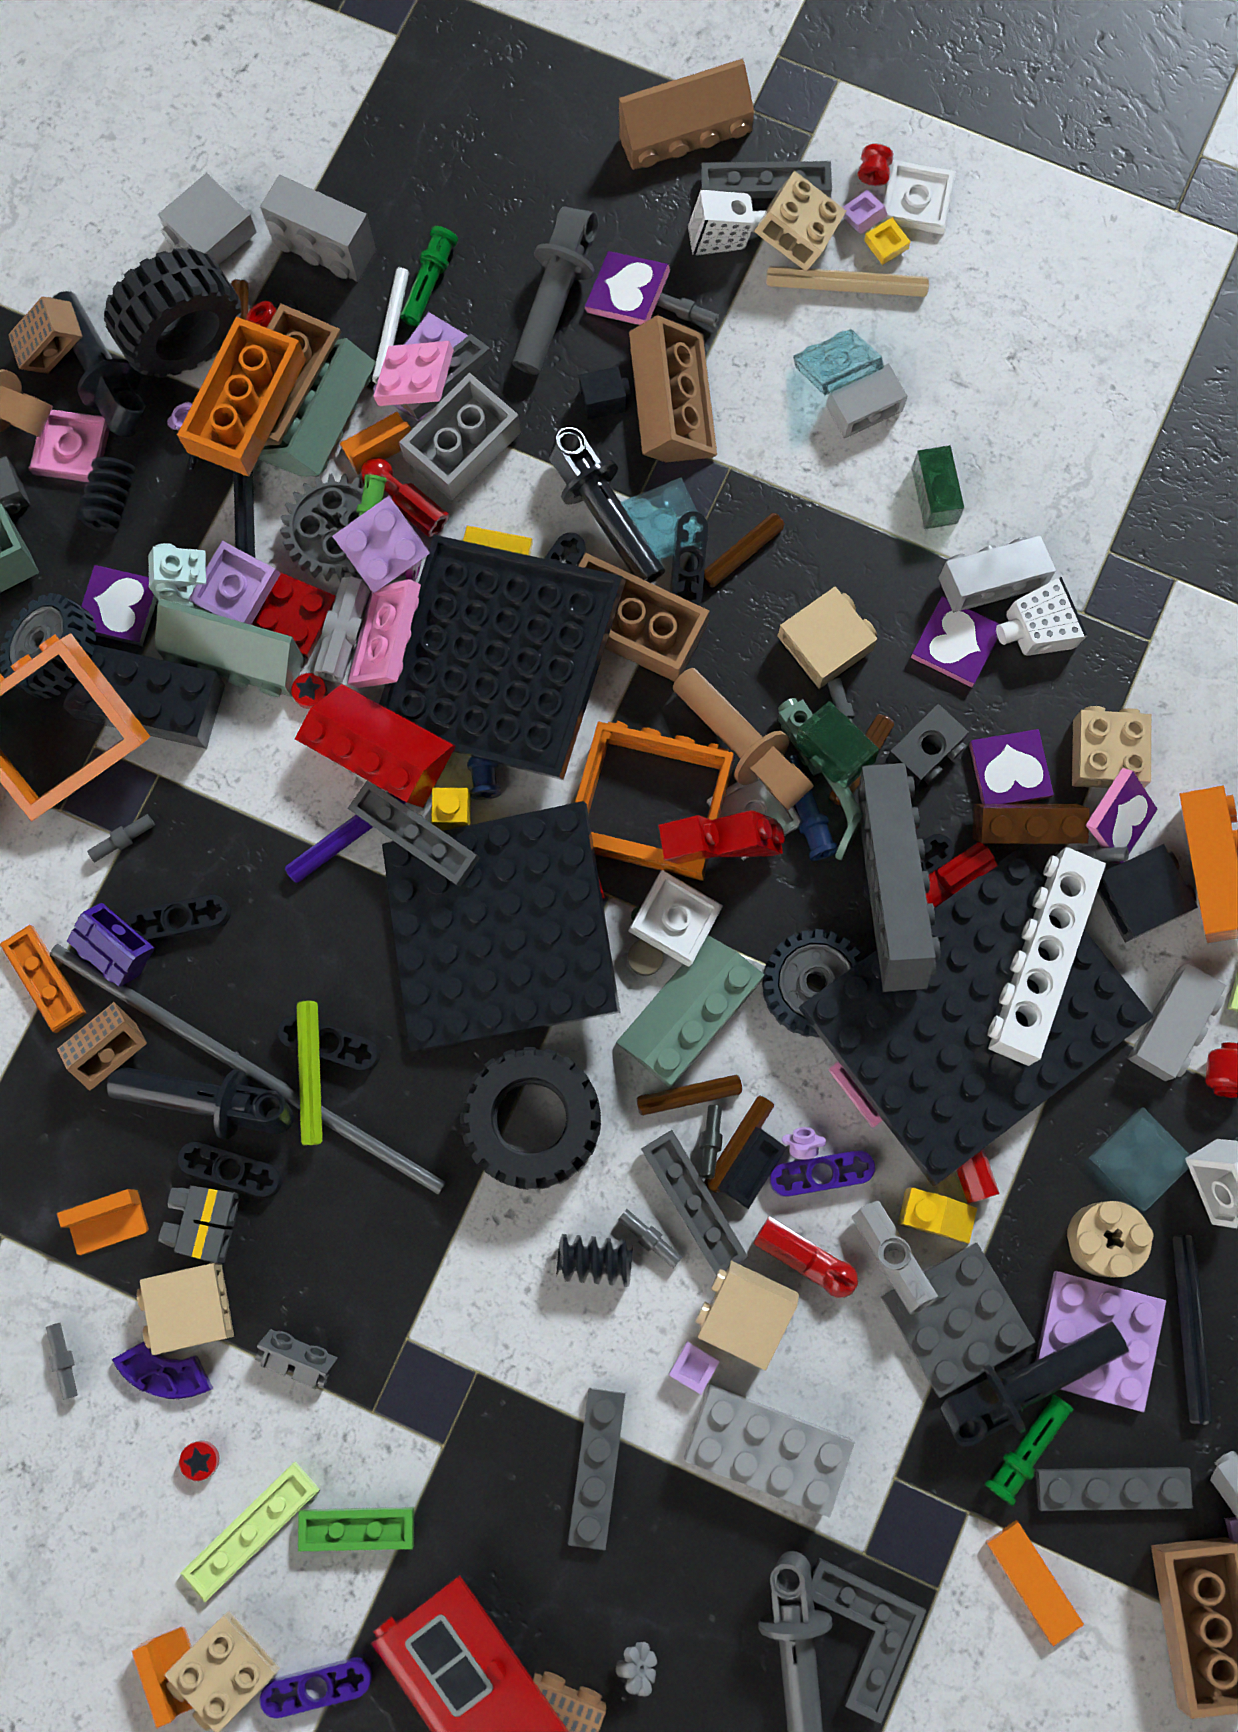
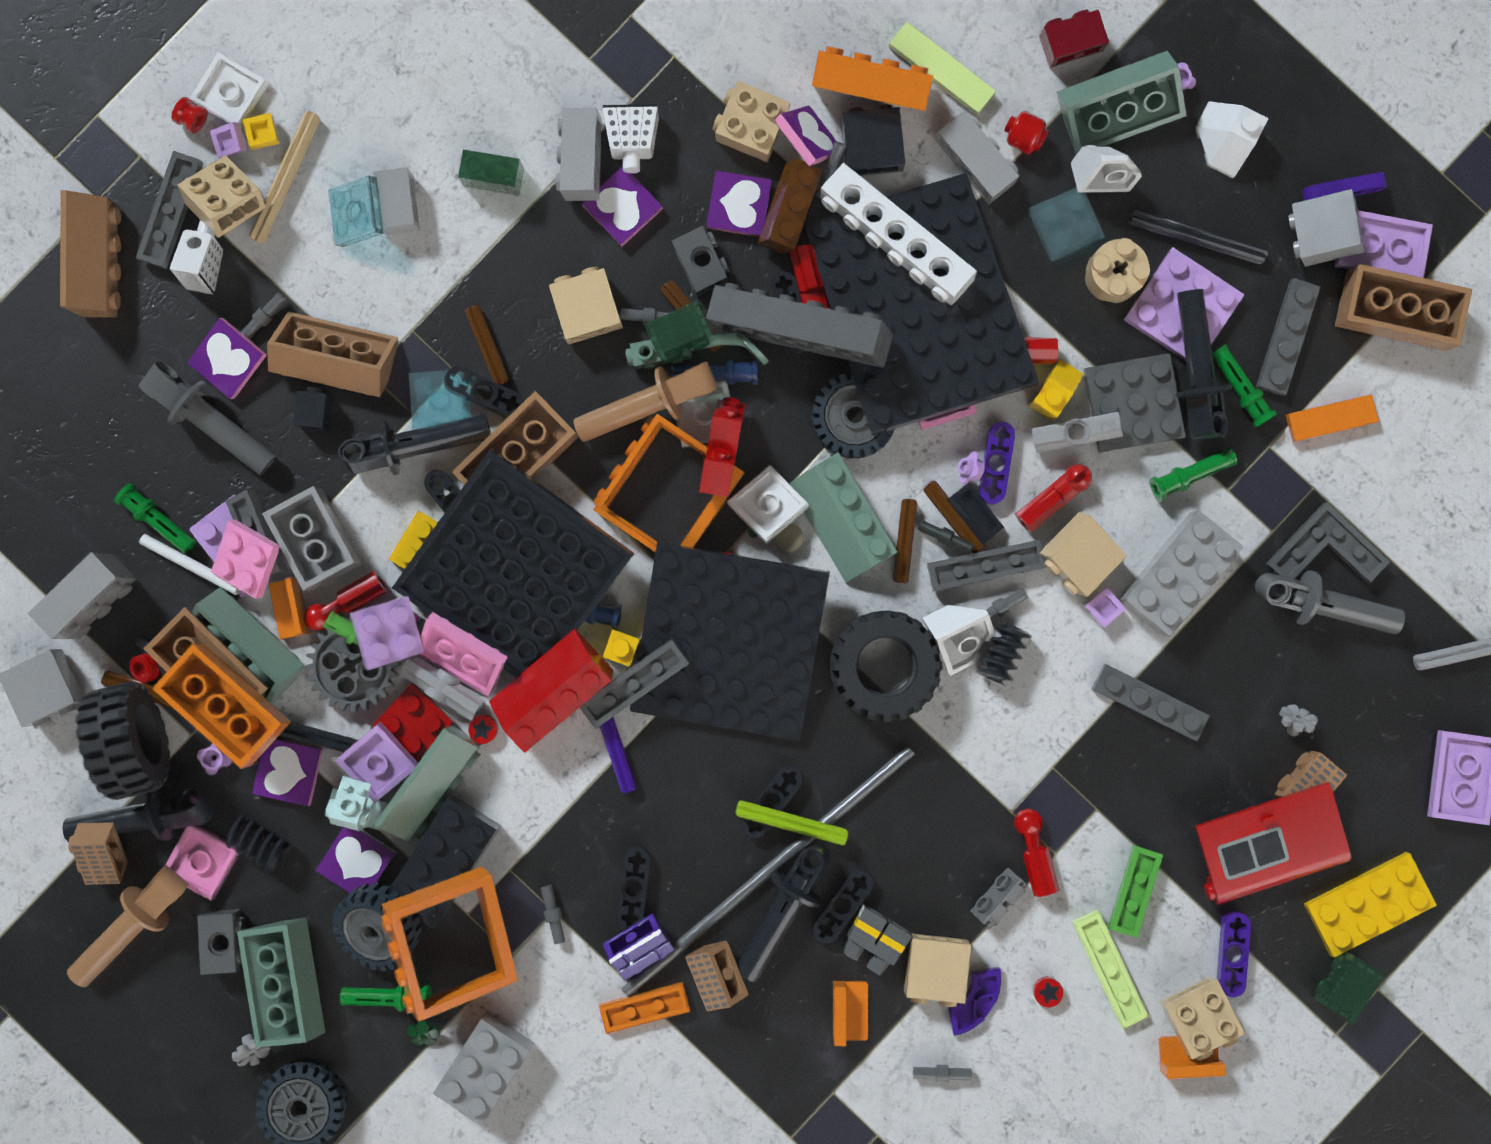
camera: 70 degrees left, 10 degrees up
(196, 501) = (288, 772): none -> tile
(361, 1387) = (1036, 857): none -> red piece
(597, 1197) = (959, 635): none -> white slope
(886, 1410) = (1180, 478): none -> green pin

